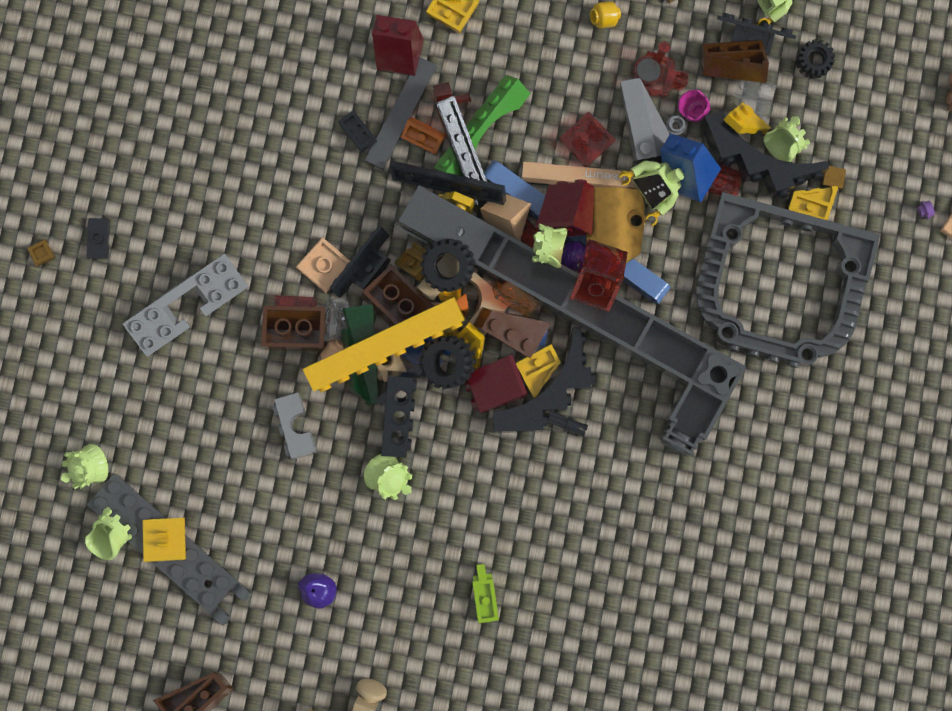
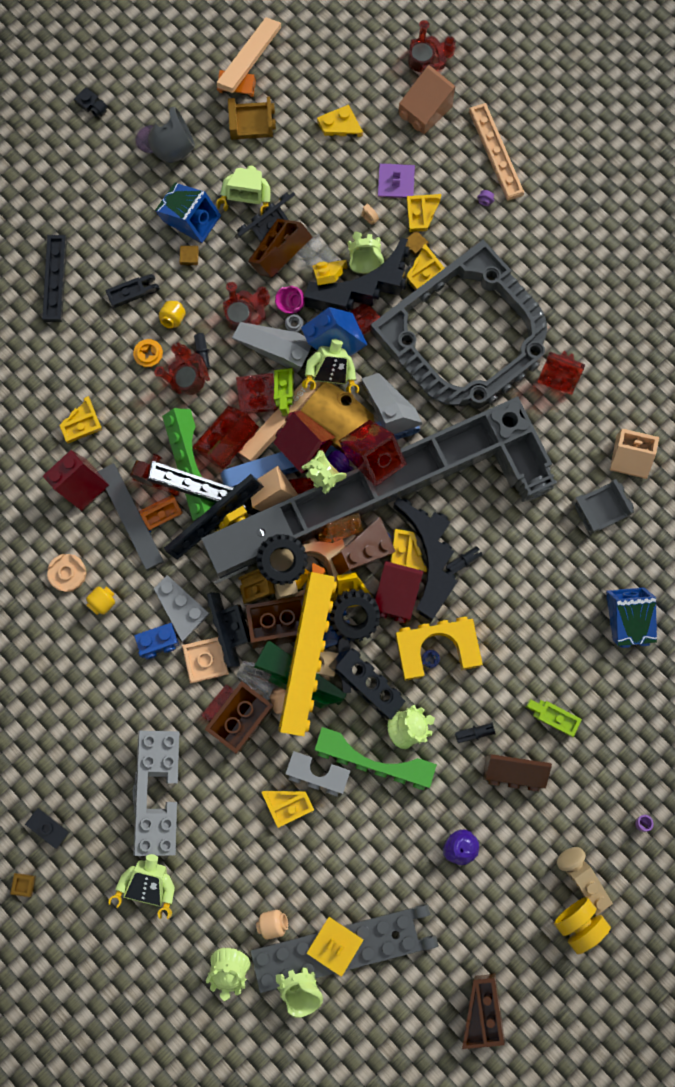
camera: 55 degrees left, 5 degrees down
(108, 350) = (147, 884): none -> torso
(146, 476) = (272, 924): none -> light nougat head
(251, 420) = (287, 805): none -> yellow wing
(311, 142) = (100, 600): none -> yellow head
(311, 213) = (156, 641): none -> blue bracket
(315, 97) = (66, 572): none -> light nougat tile
(328, 424) = (415, 771): none -> bright green arch
(353, 213) = (180, 607): none -> light grey wing
(357, 131) = (119, 559): black plate -> none
(412, 593) = (516, 772): none -> reddish brown slope
(422, 536) = (475, 733): none -> black axle
(459, 448) = (428, 664): none -> clear blue bush
(462, 427) = (461, 633): none -> yellow arch
(529, 142) = (226, 436): none -> clear red slope
(555, 64) = (182, 373): none -> clear red piece
(560, 14) = (143, 347): none -> light orange gear
(590, 65) = (201, 348): none -> black axle
(607, 160) = (284, 389): none -> lime hinge
(622, 604) = (632, 616): none -> slope
(659, 264) = (390, 406): none -> light grey wedge
(705, 513) = (603, 507): none -> dark grey panel
(774, 507) = (634, 453): none -> light nougat slope
(803, 391) = (561, 372): none -> clear red plate
(807, 67) = (318, 184): black tyre -> none
(829, 118) = (369, 214): none -> light nougat tile
(868, 161) = (421, 211): none -> yellow wing
(882, 118) = (396, 180): none -> medium lavender piece
(900, 28) = (340, 122): none -> yellow wing

